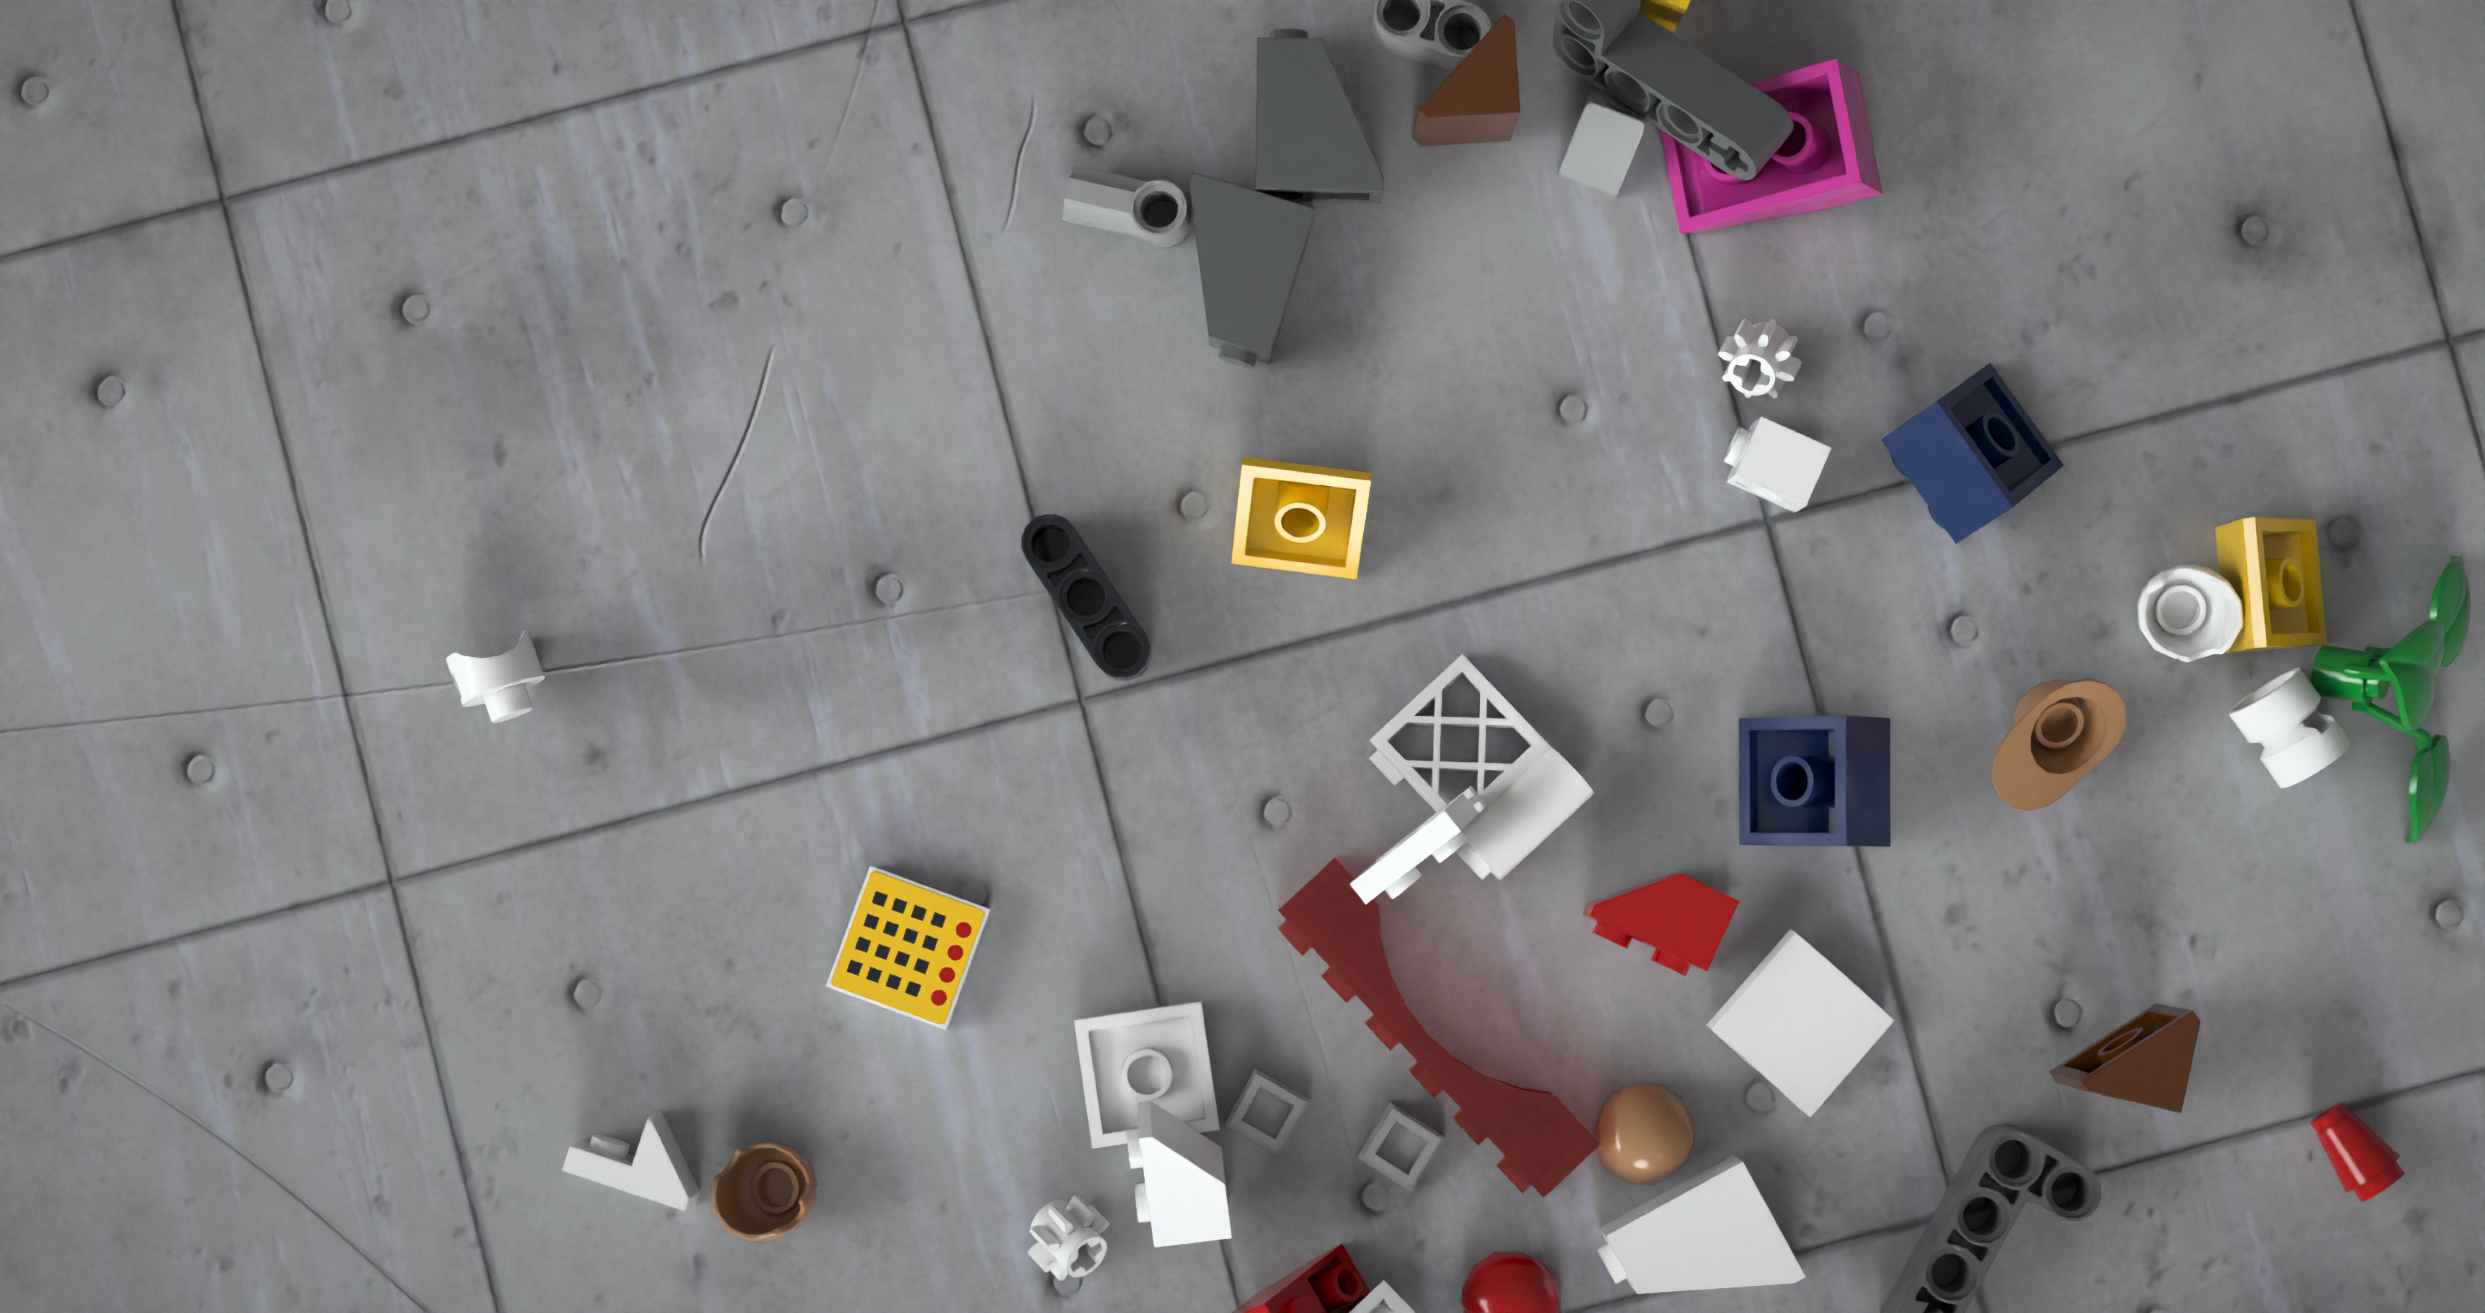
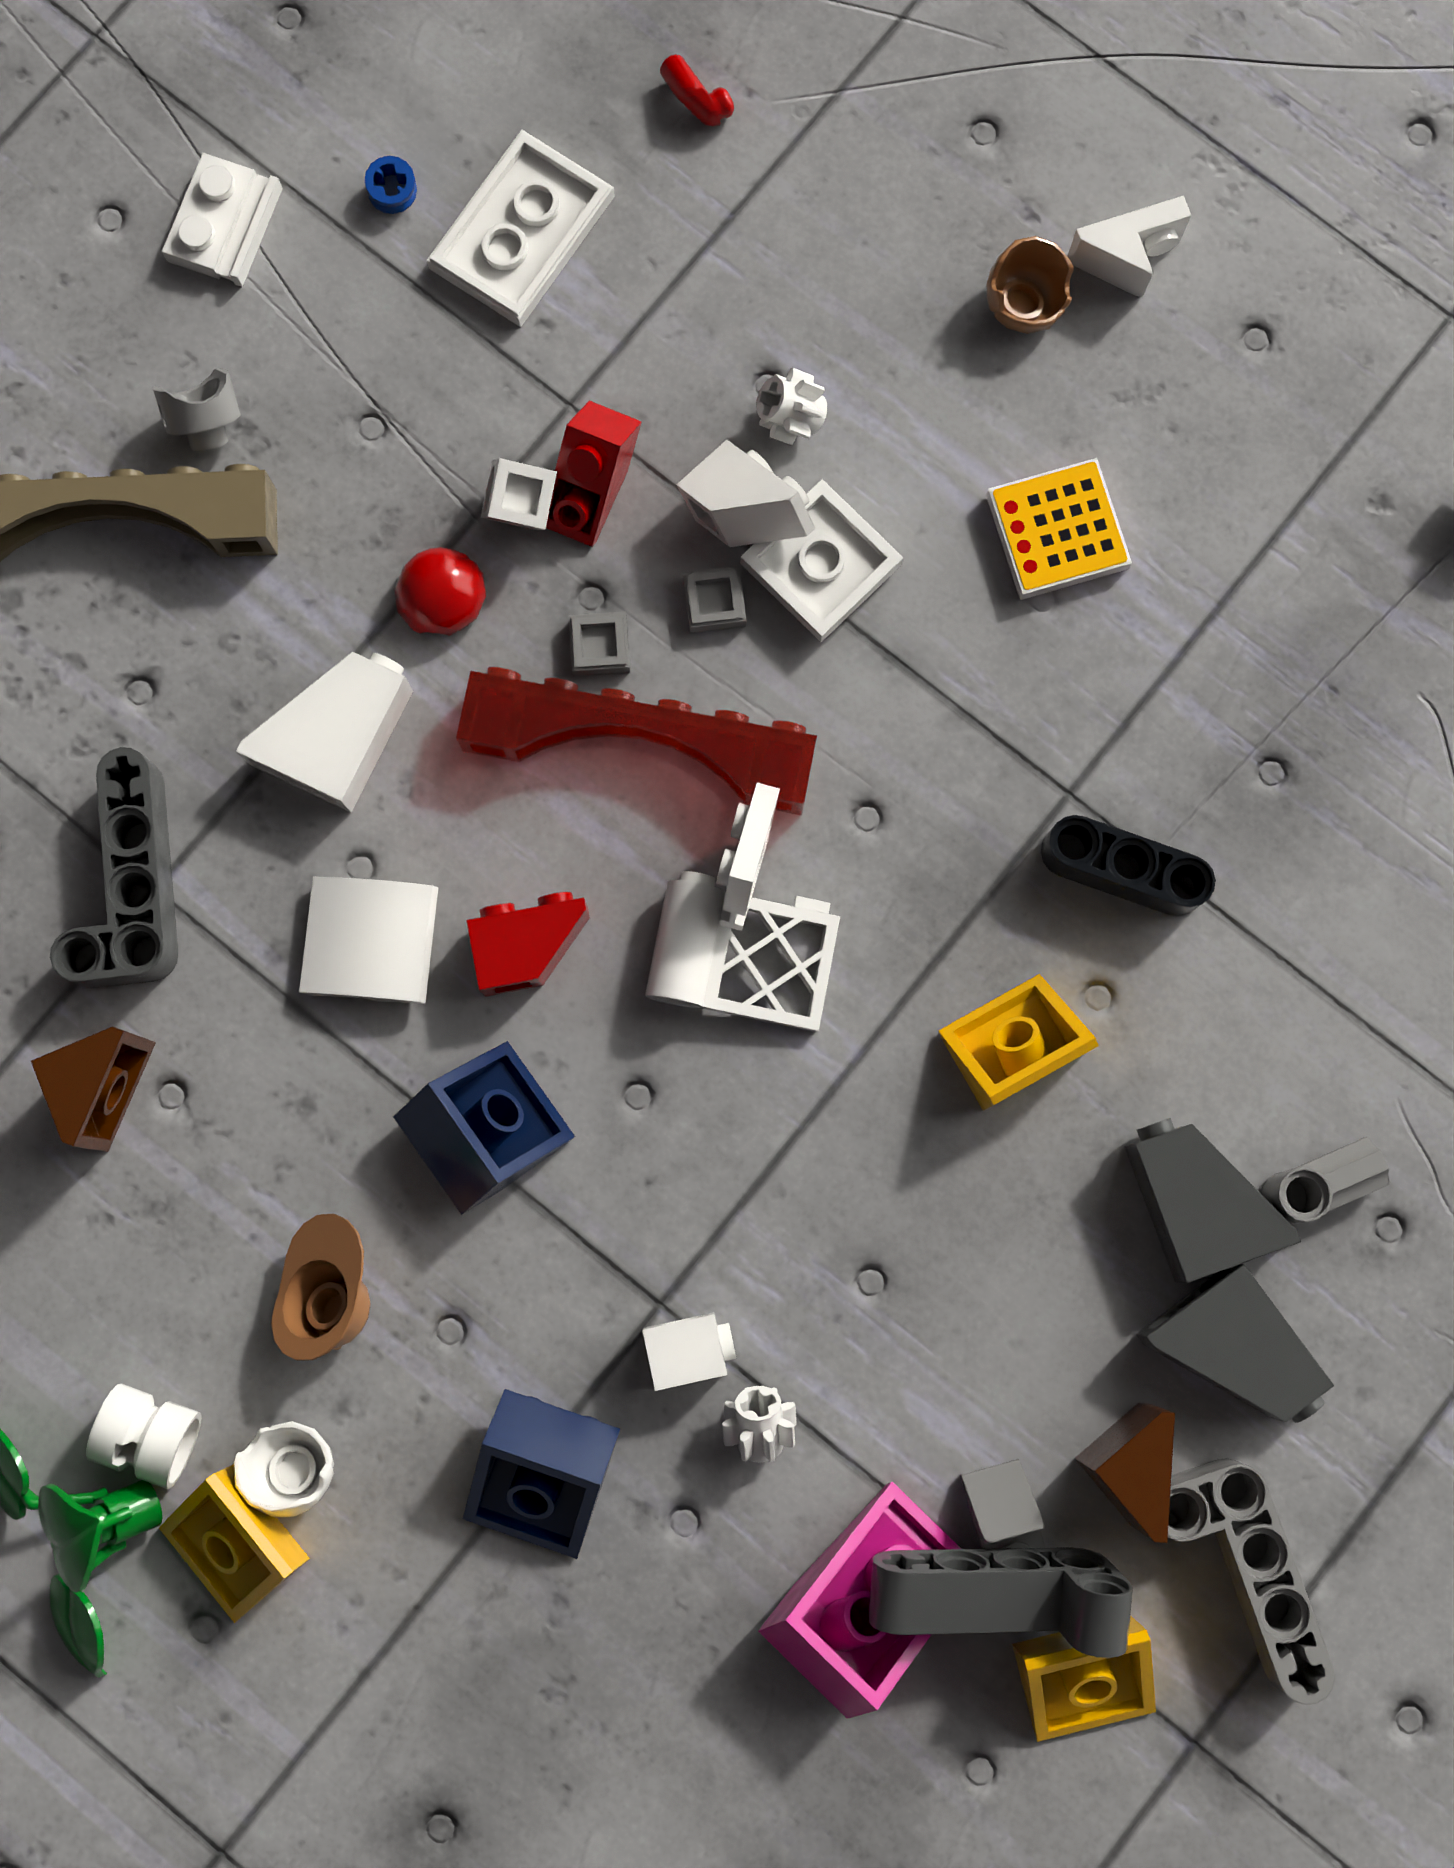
camera: 140 degrees right, 5 degrees down
(1645, 1134) = (427, 778): medium nougat hair -> none

